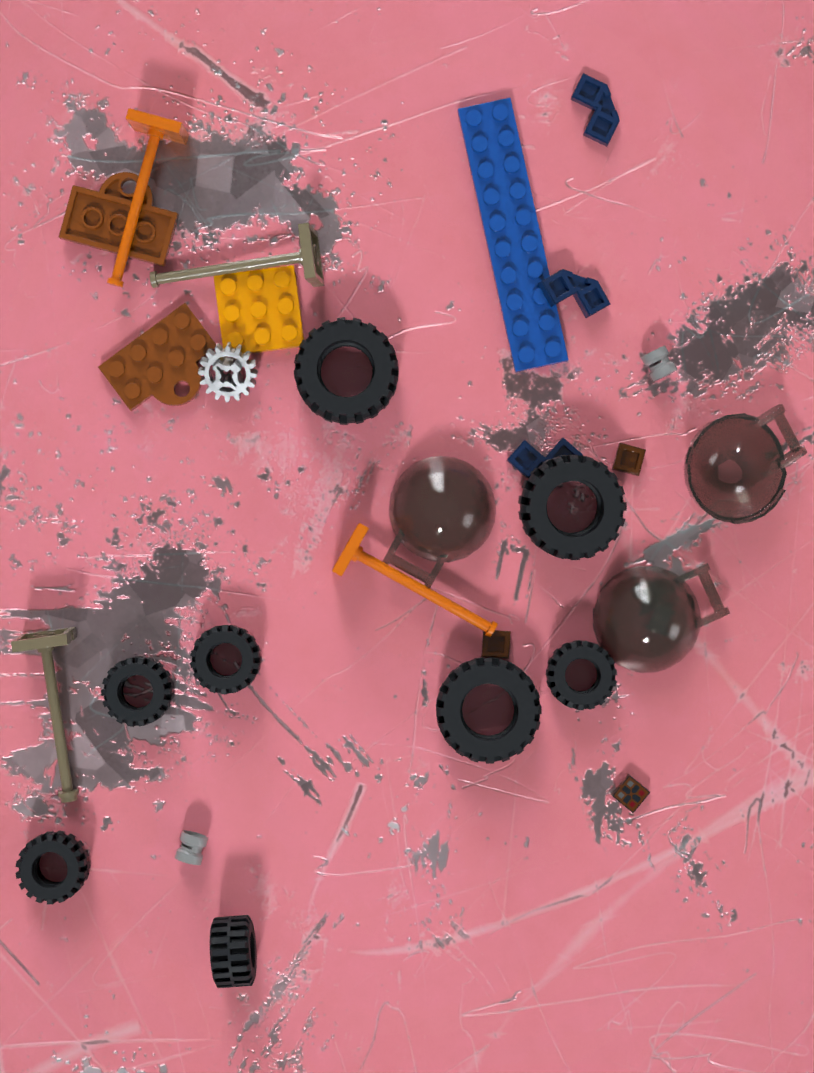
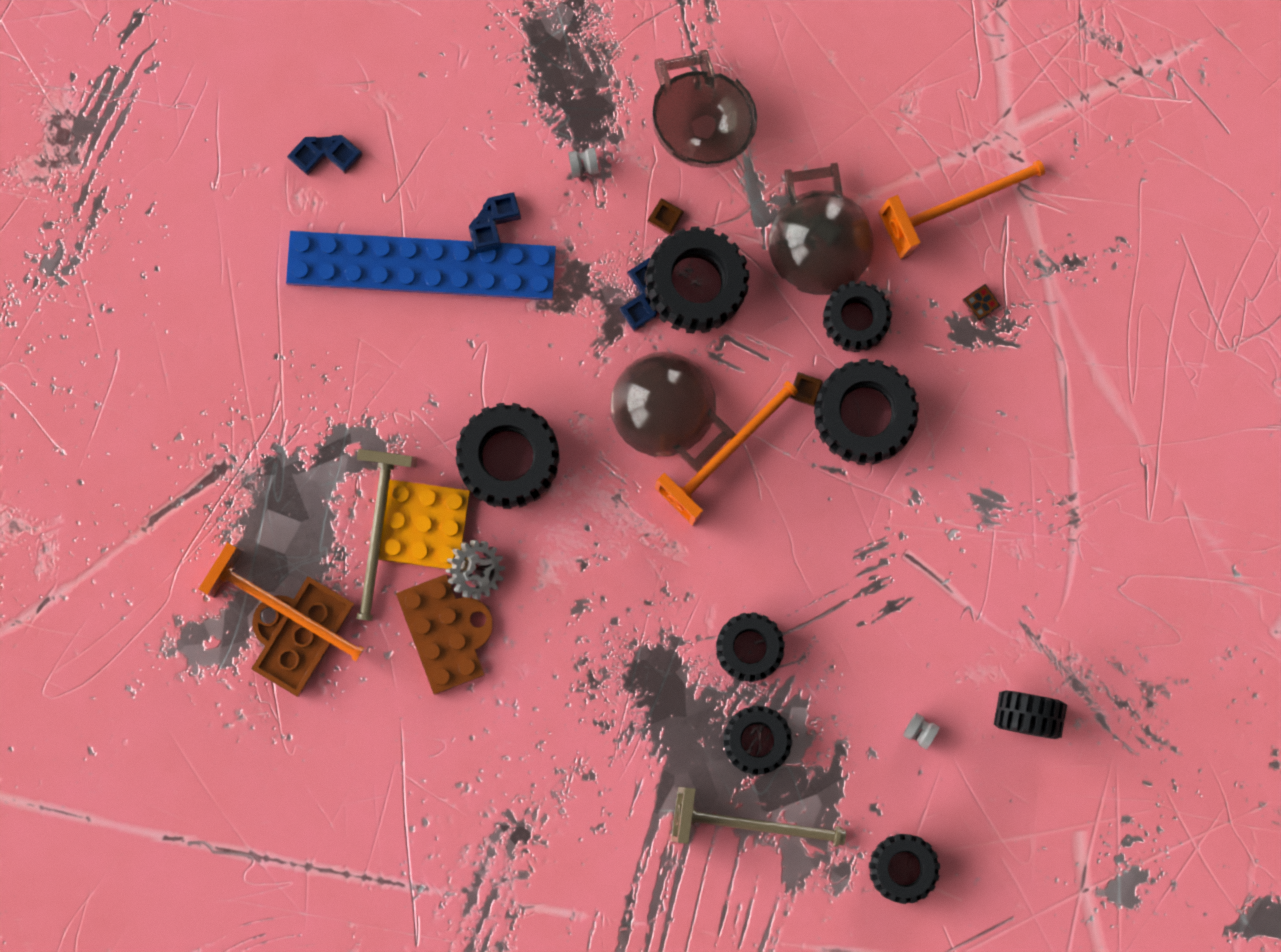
camera: 70 degrees left, 5 degrees down
(682, 694) = (901, 226): none -> orange tile

